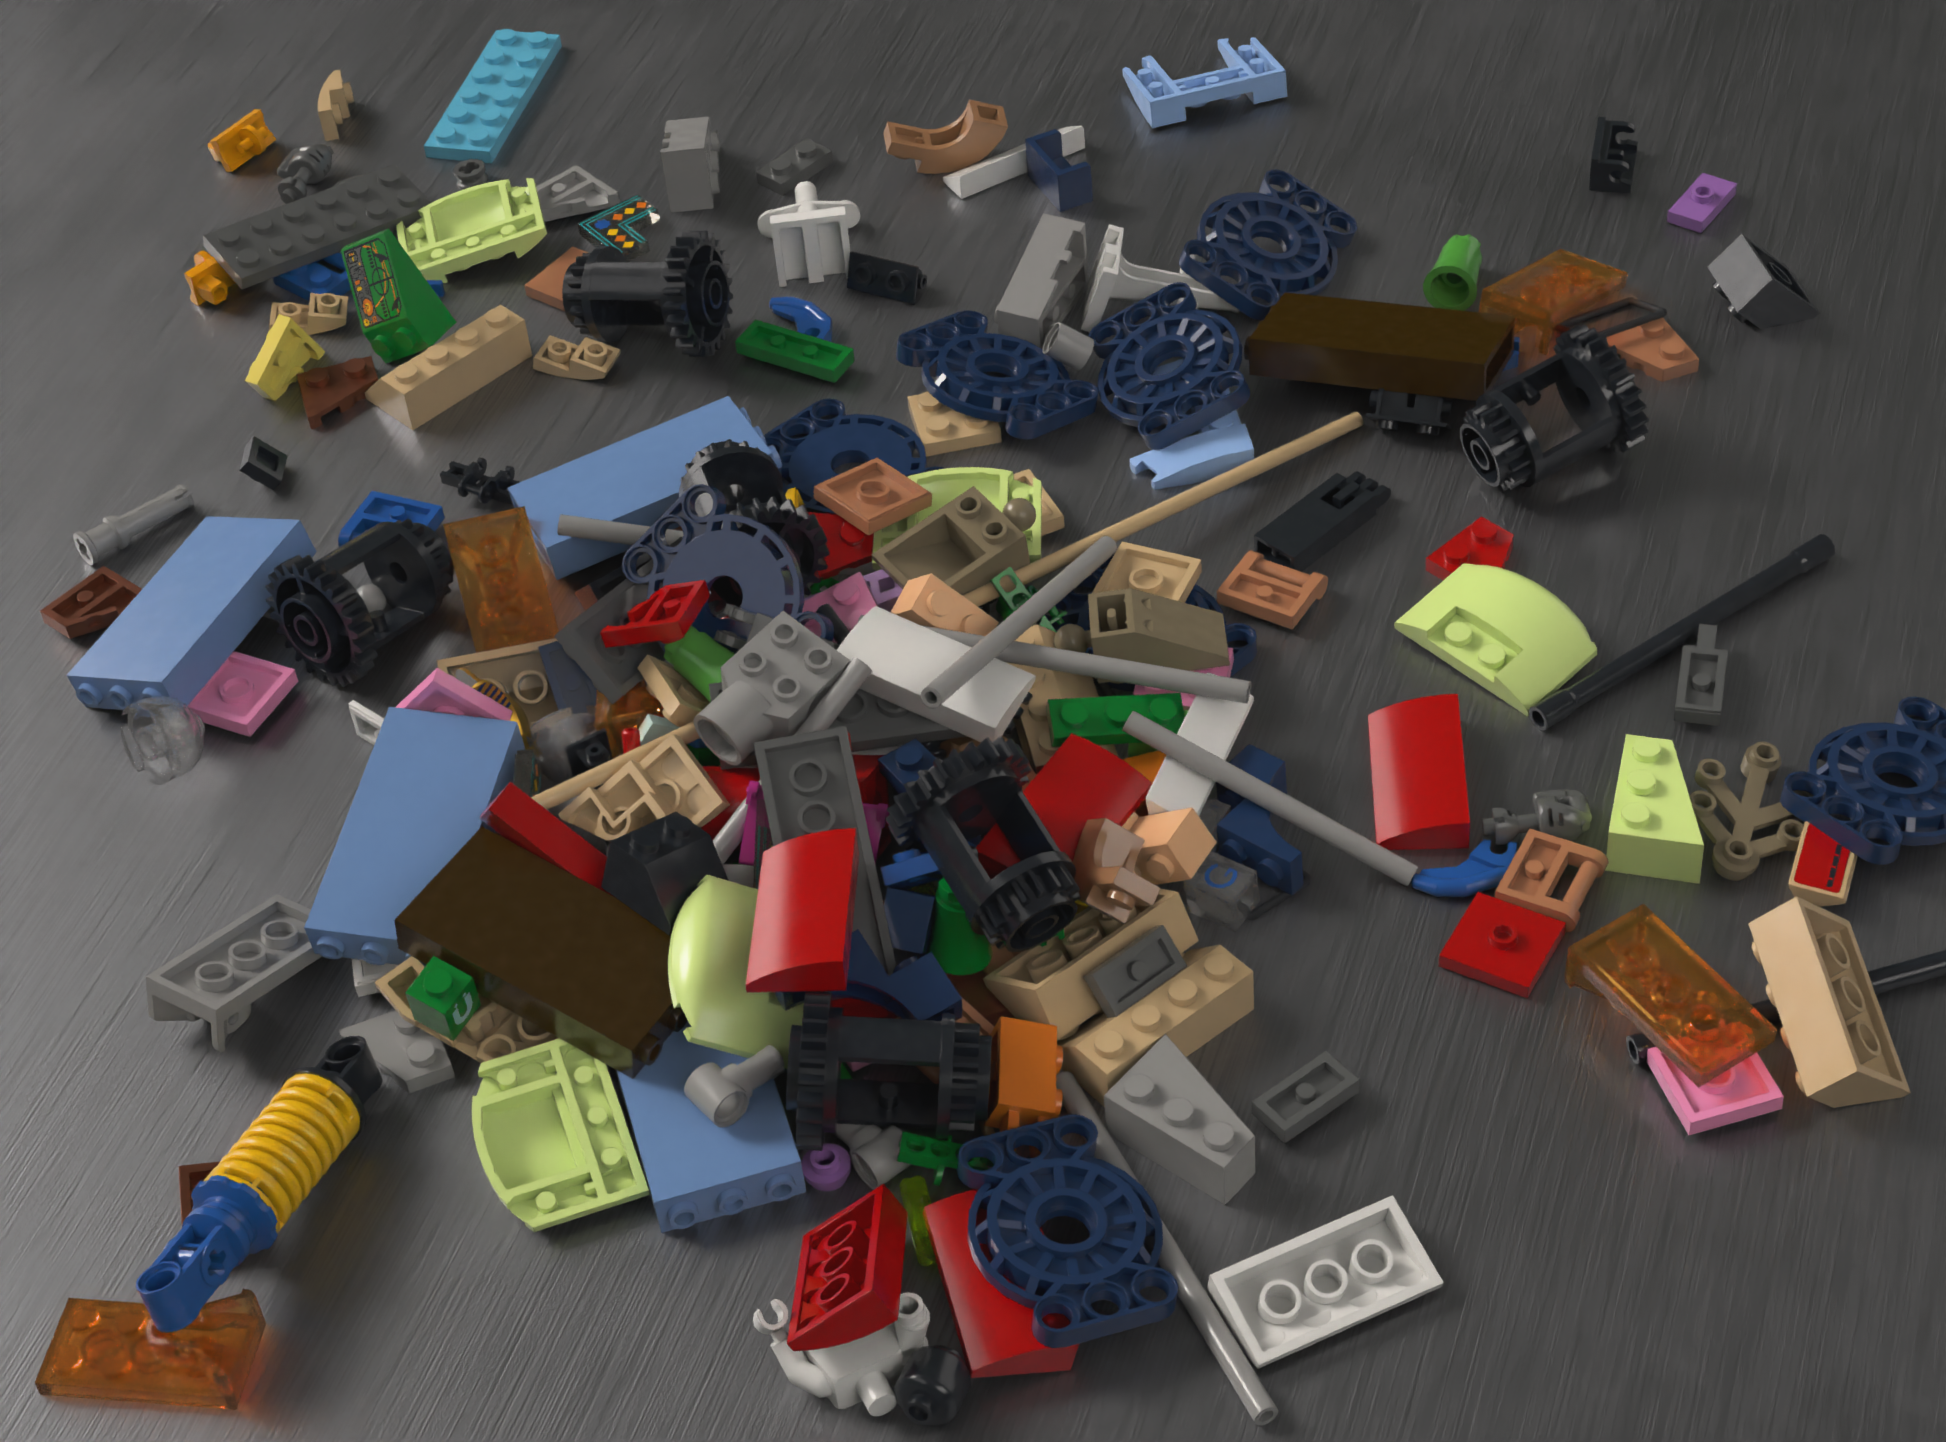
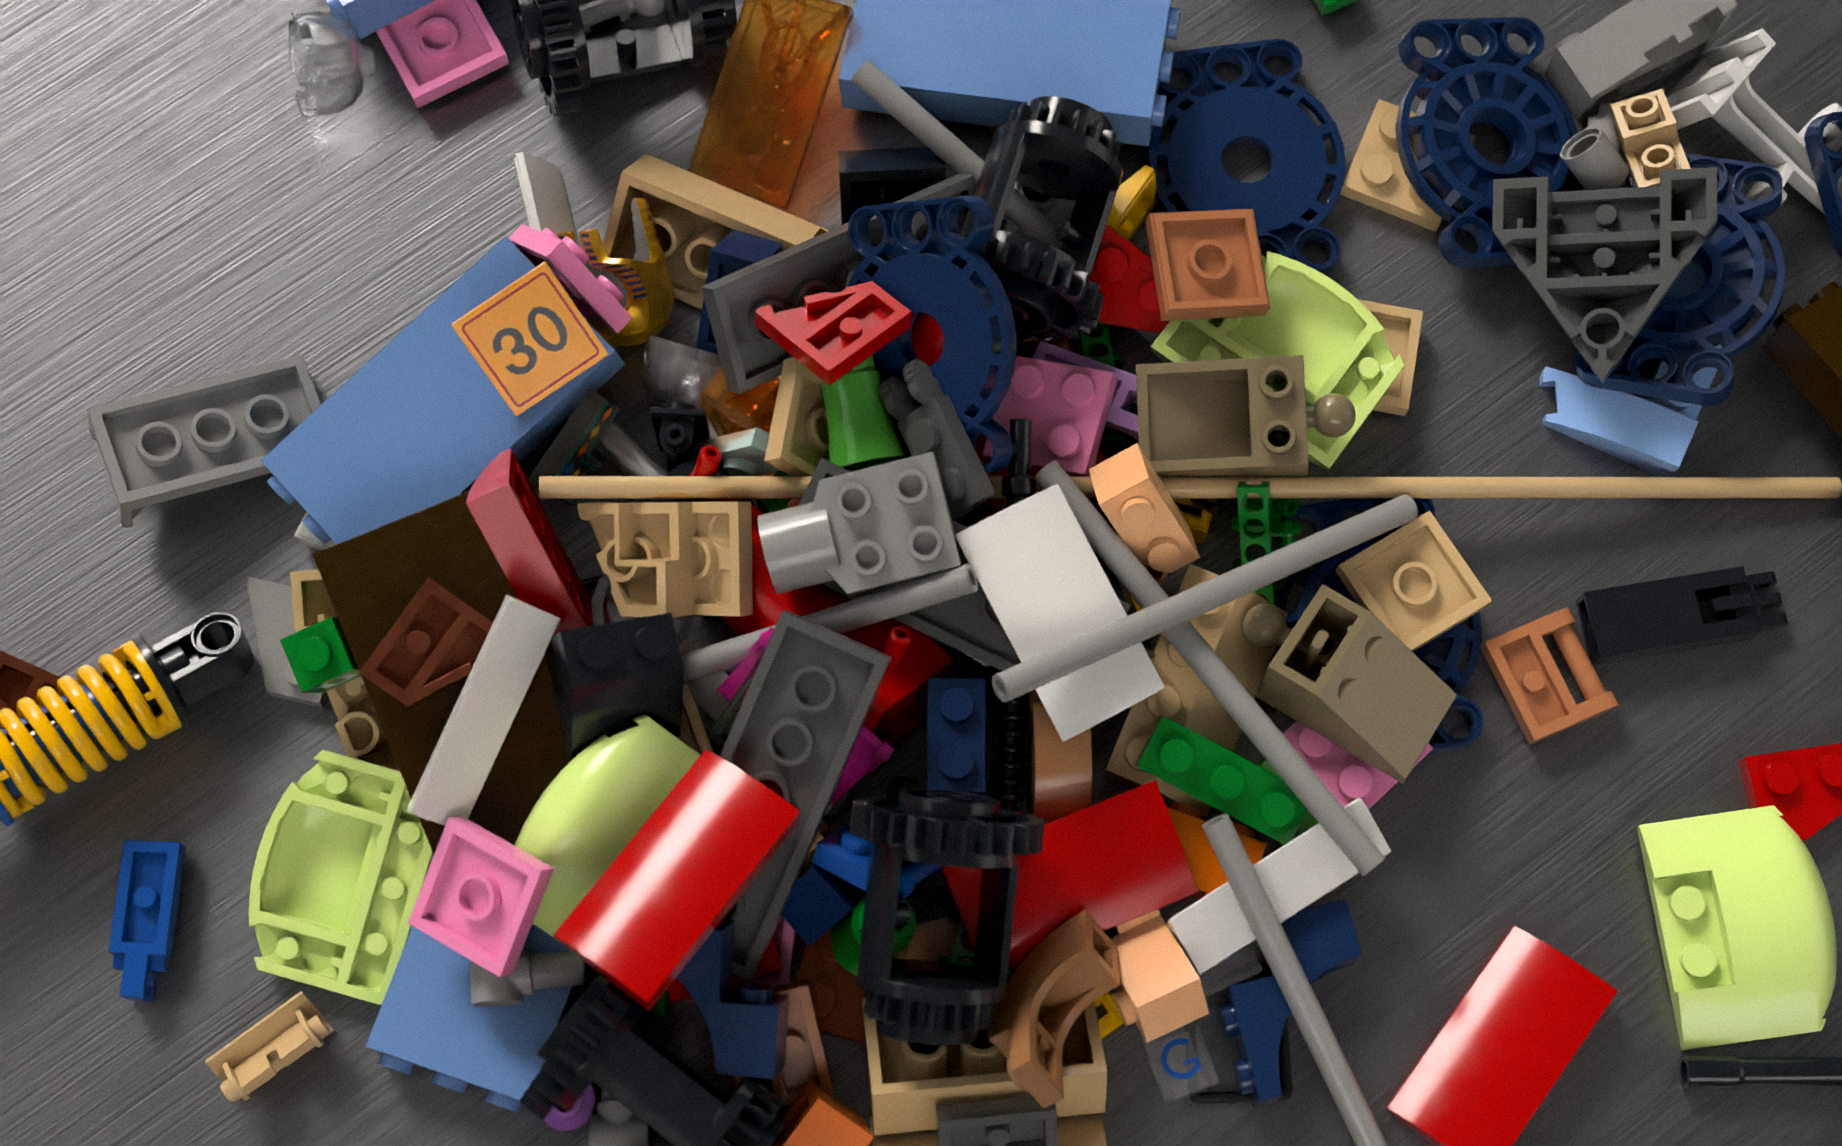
camera: 30 degrees right, 30 degrees up
(419, 1250) = (145, 914): none -> blue hinge
(455, 734) = (530, 338): none -> light orange piece
(526, 913) = (428, 645): none -> copper wing
(581, 1262) = (268, 1047): none -> tan hinge
(590, 929) = (483, 712): none -> white slope
(672, 1029) = (480, 896): none -> bright pink plate
(1094, 318) = (1648, 137): none -> tan slope
(1117, 369) = (1604, 253): none -> dark grey wedge

